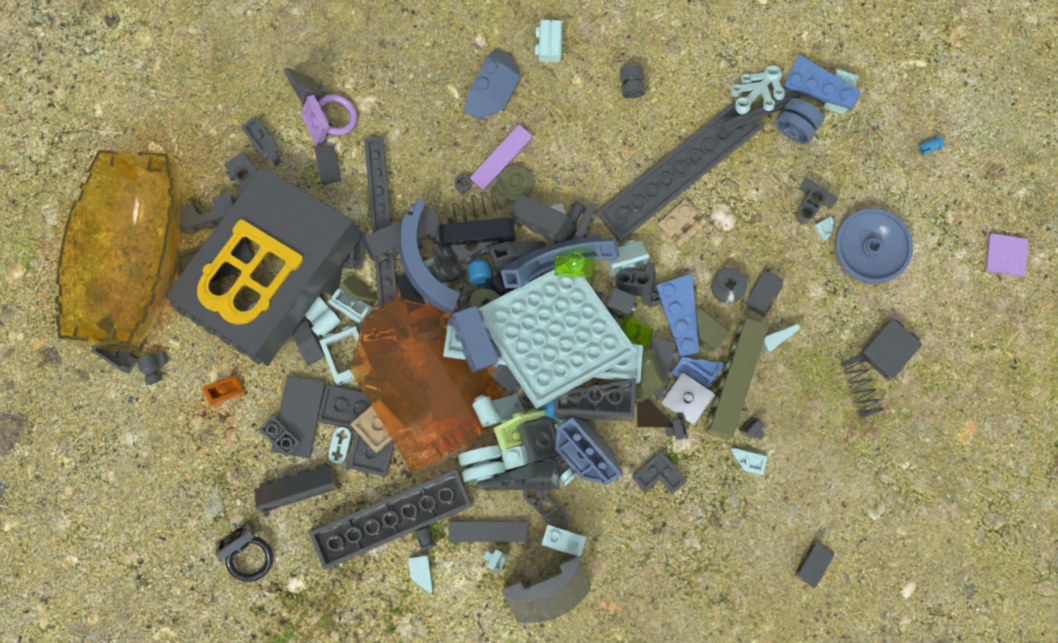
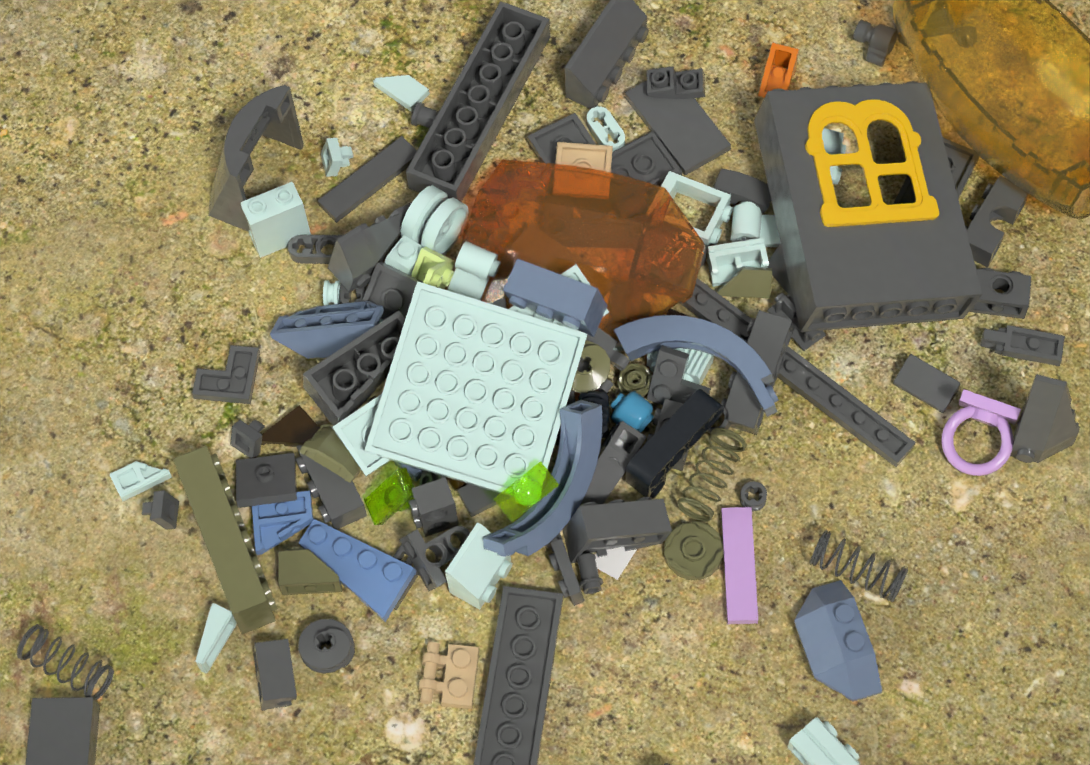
camera: 140 degrees right, 15 degrees down
(455, 125) = (820, 550): none -> dark grey piece

